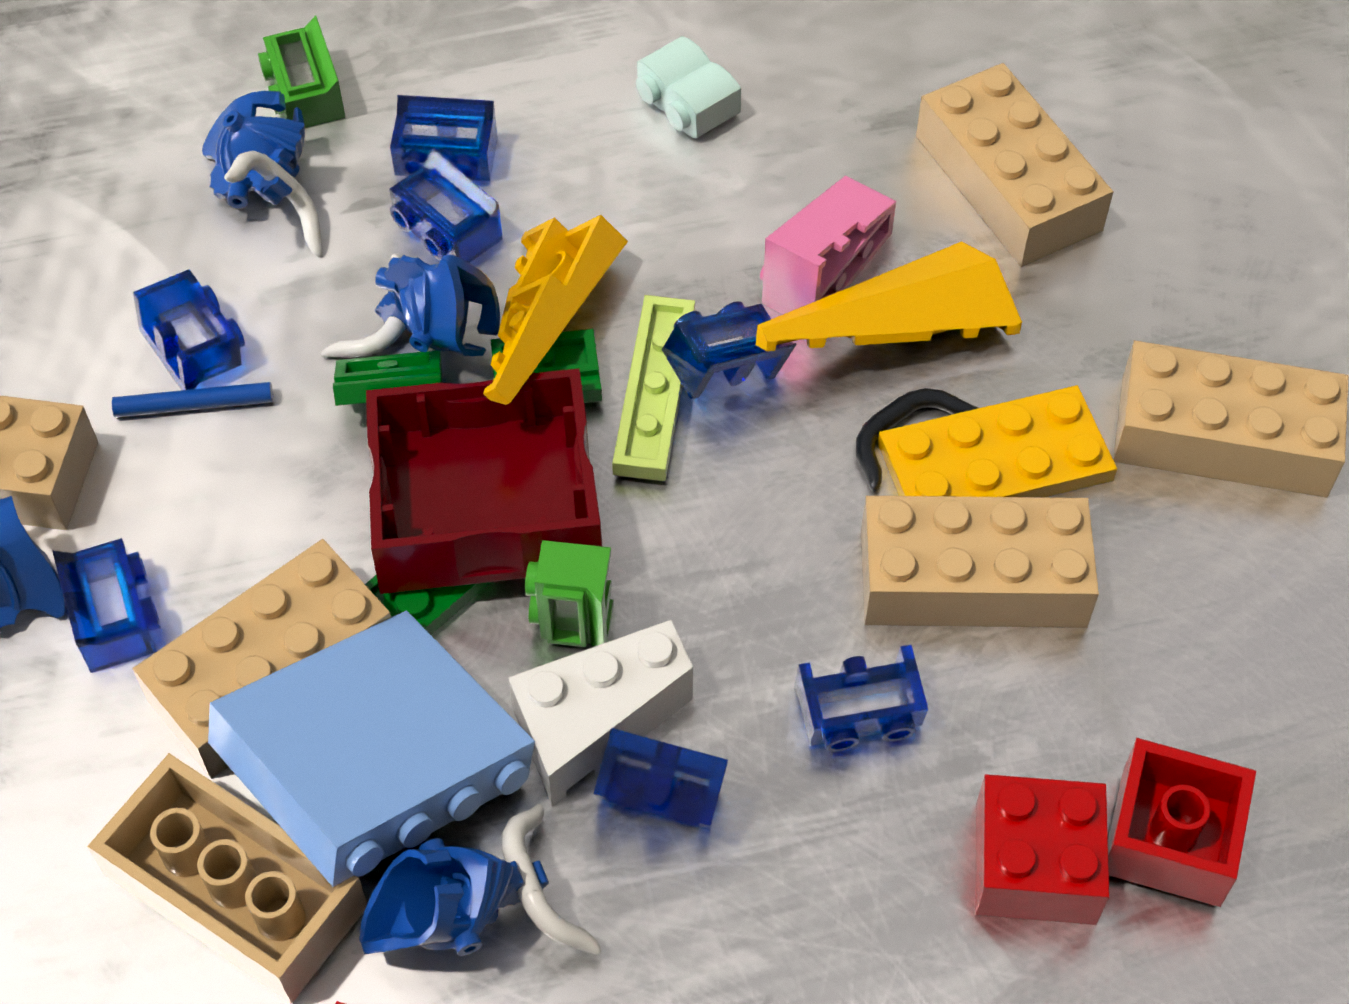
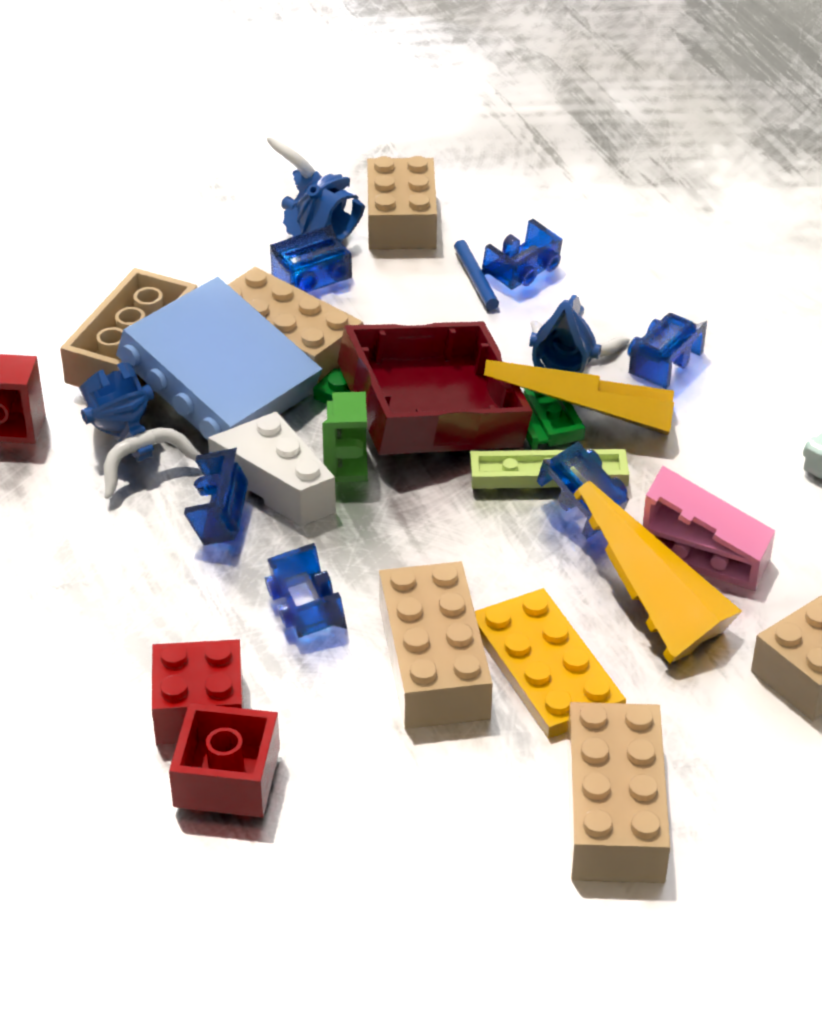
camera: 80 degrees right, 15 degrees down
(261, 157) = (670, 251): blue helmet -> none
(303, 74) = (767, 257): bright green window -> none
(357, 375) = (509, 336): green plate -> none
(456, 128) = (735, 339): clear blue window -> none
(891, 416) = (562, 597): black animal -> none

